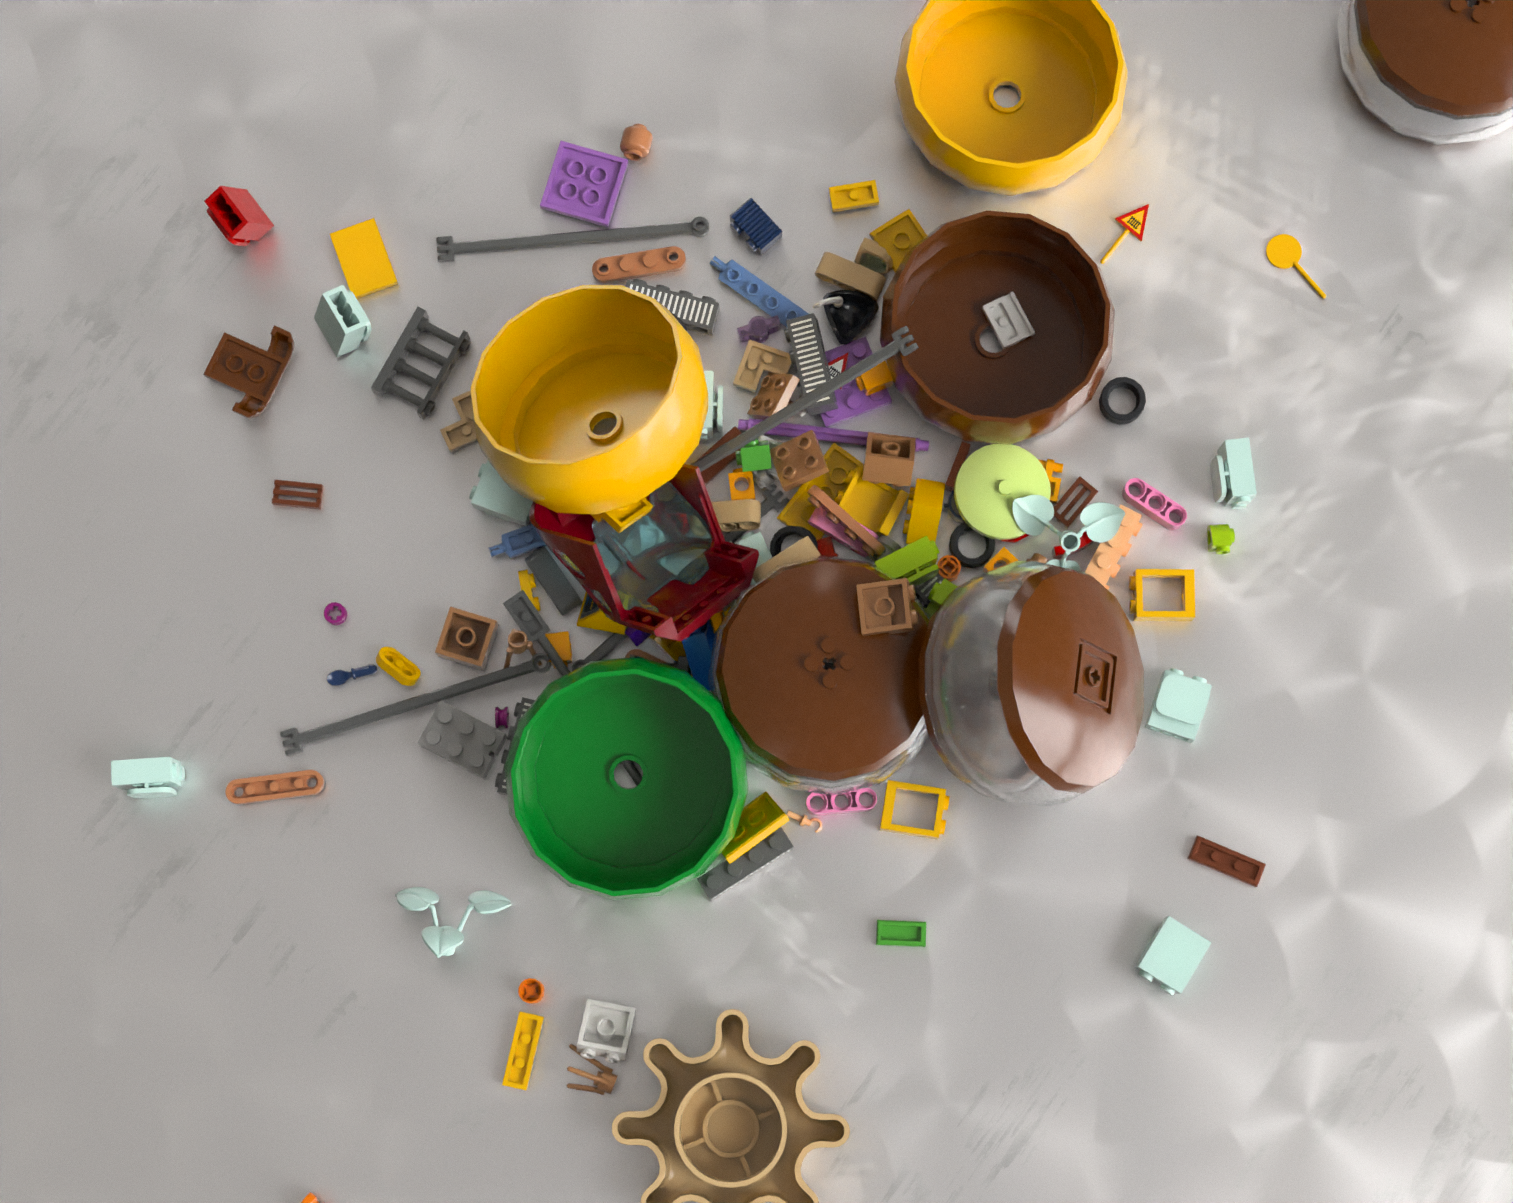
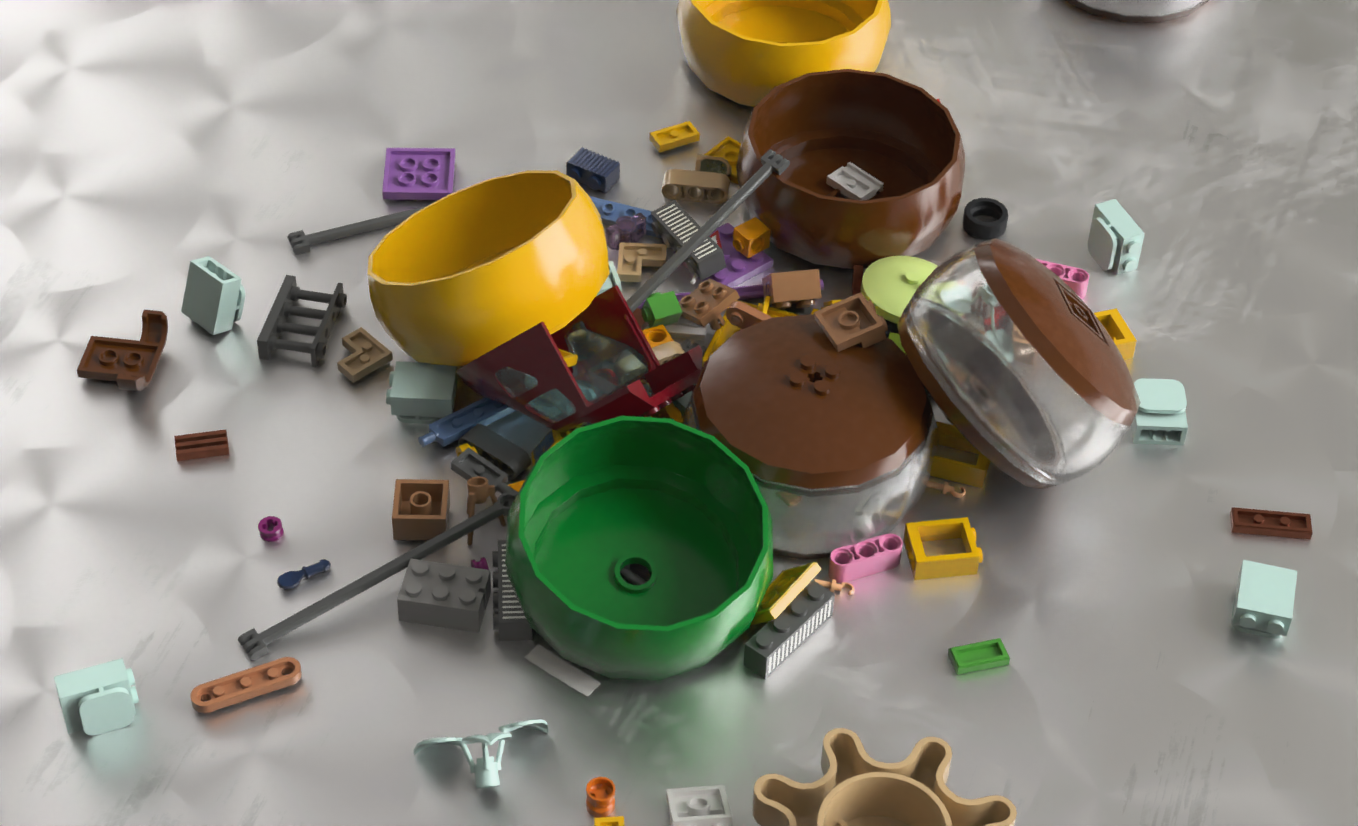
camera: 20 degrees left, 35 degrees down
(237, 215) = (84, 243): brick -> none
(363, 258) = (225, 253): yellow tile -> none
(398, 666) = (342, 551): yellow plate -> none
(636, 142) = (458, 135): nougat head -> none
(763, 478) = (676, 330): light grey plate -> none
(773, 395) = (674, 280): medium nougat plate -> none
(848, 313) = (699, 205): black hat -> none
(1220, 538) = (1125, 290): lime plate -> none
(1285, 252) = (1076, 106): yellow piece -> none

